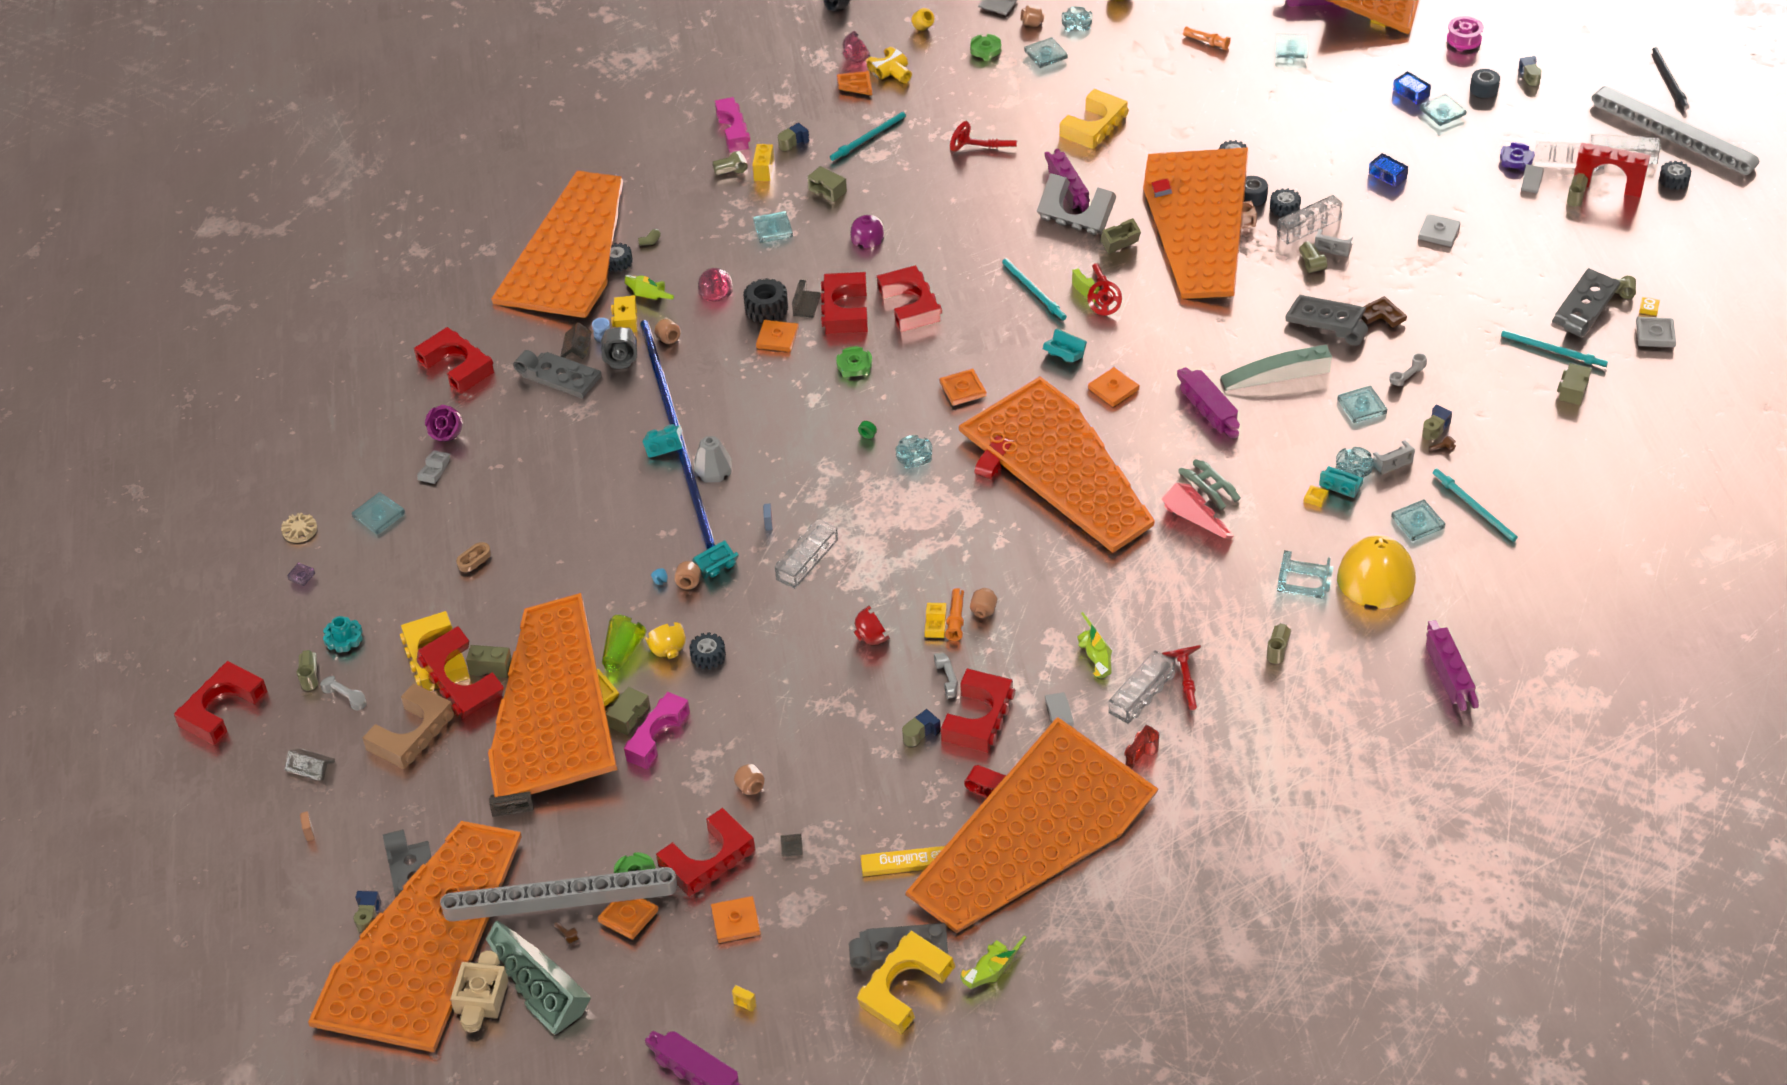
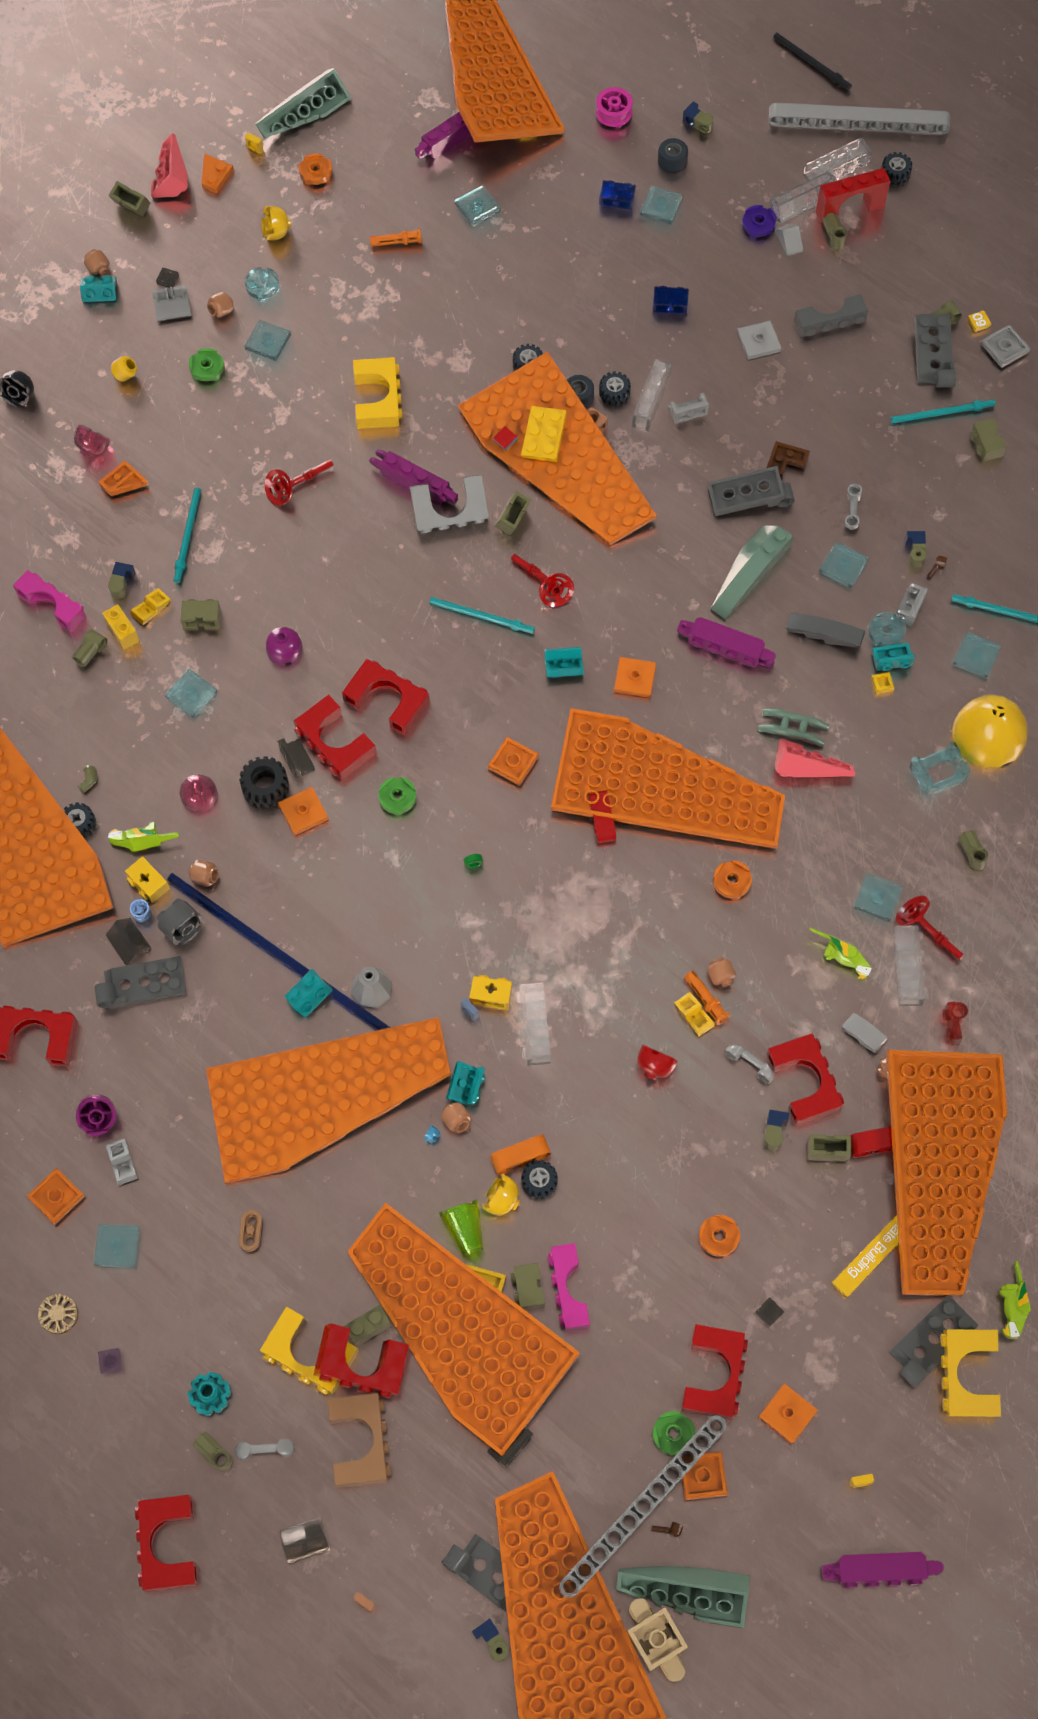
camera: 40 degrees left, 20 degrees up
(370, 459) = (55, 1196): none -> orange plate
(597, 501) = (308, 1097): none -> orange wing
(701, 622) = (520, 1154): none -> orange beam
(749, 779) = (687, 1279): nougat head -> none
(793, 515) = (497, 999): none -> yellow brick
(800, 164) = (152, 605): none -> yellow slope
(807, 779) = (730, 1232): none -> orange plate
(892, 64) = (138, 441): yellow connector -> none
(914, 459) = (533, 866): clear light blue plate -> none
(947, 763) = (829, 1147): none -> olive brick
(1056, 560) = (731, 869): none -> orange plate
(1083, 284) = (529, 586): lime slope -> none
(1164, 629) = (878, 897): none -> clear light blue plate
(1193, 197) = (544, 433): none -> yellow plate
(1303, 436) = (825, 629): none -> dark grey slope
(1313, 260) = (688, 437): olive piece -> none
(1535, 246) = (811, 321): none -> dark grey arch

